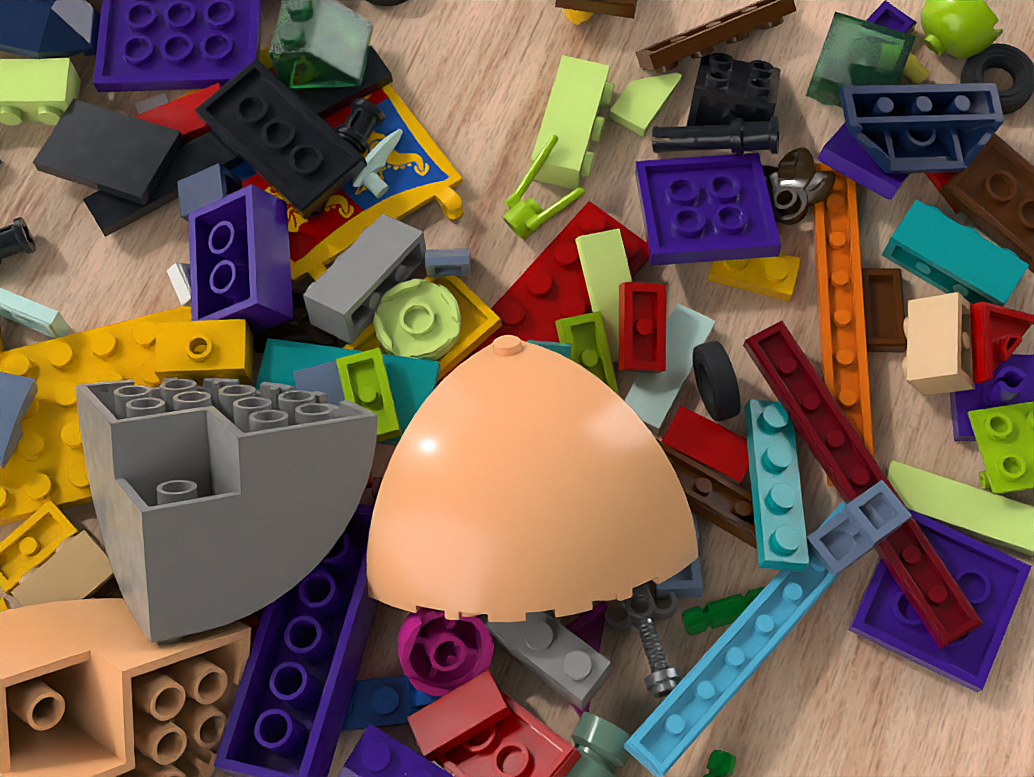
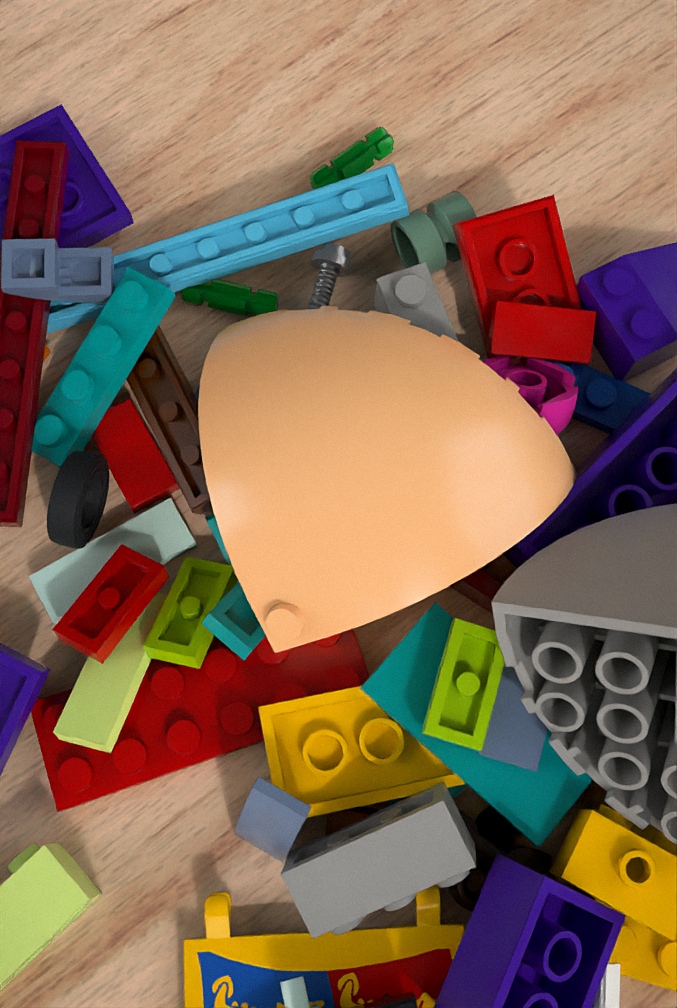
camera: 150 degrees left, 5 degrees up
(418, 320) = (337, 765): yellowish green tile -> none
(528, 216) = (142, 828): lime plant -> none

